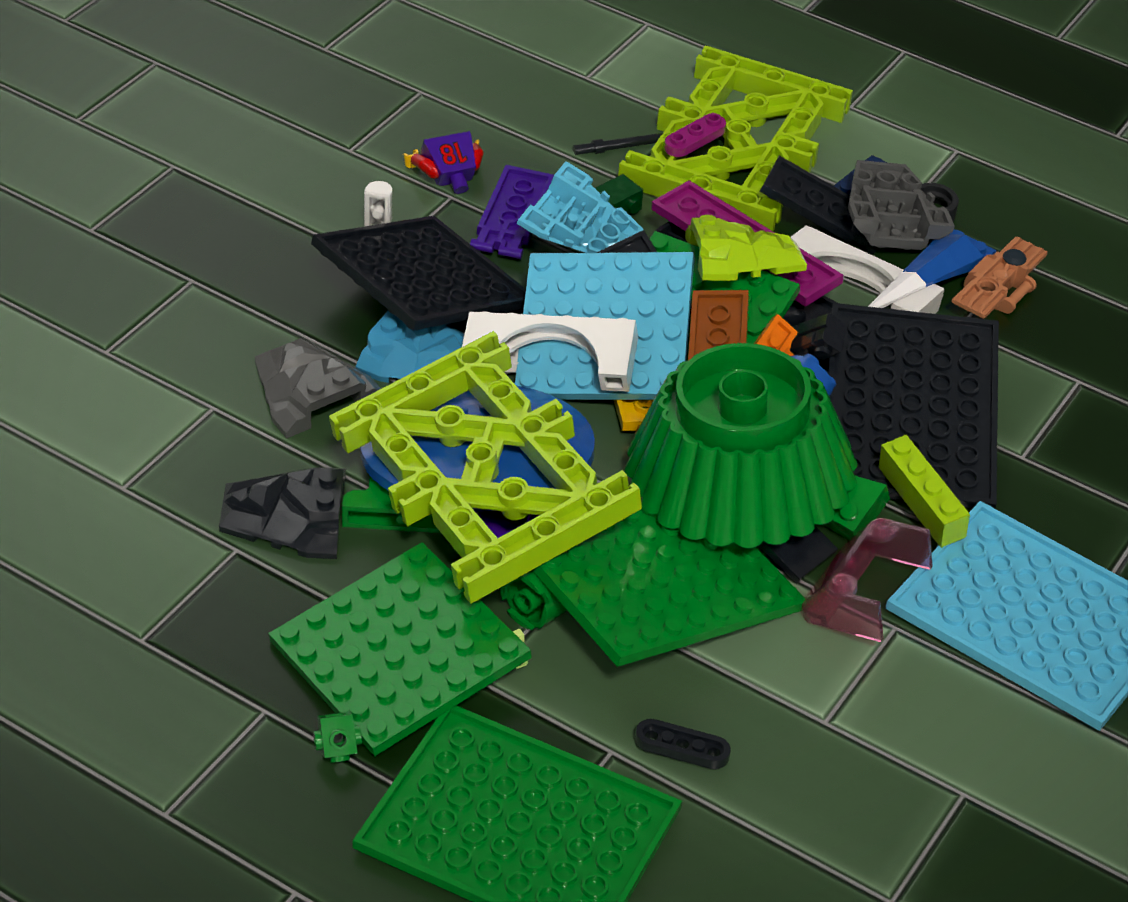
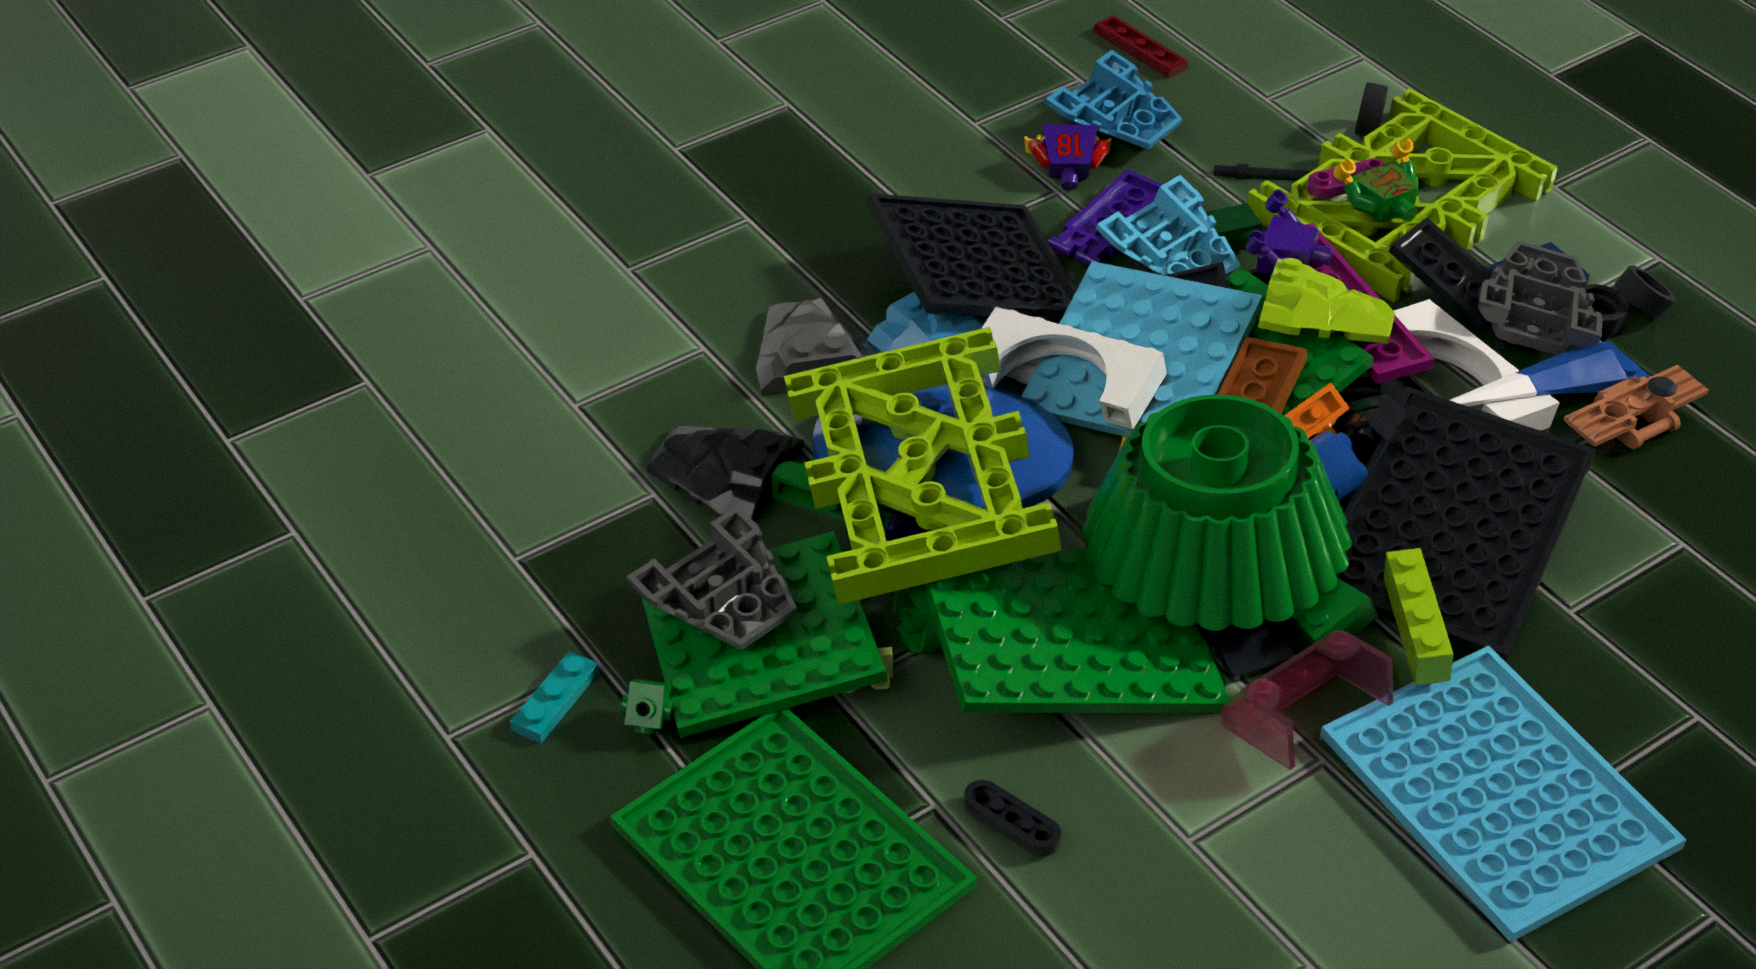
camera: 25 degrees right, 0 degrees up
(244, 752) = (554, 697): none -> teal plate
(359, 612) = (723, 585): none -> dark grey wedge
(377, 203) = (964, 178): white brick -> none
(459, 51) = (1140, 46): none -> dark red tile
(469, 105) = (1117, 104): none -> dark azure wedge
(683, 70) = (1371, 108): none -> black tyre
(683, 199) = (1286, 238): none -> dark purple torso
(732, 138) = (1383, 190): none -> green torso
(964, 181) = (1645, 292): none -> black tyre

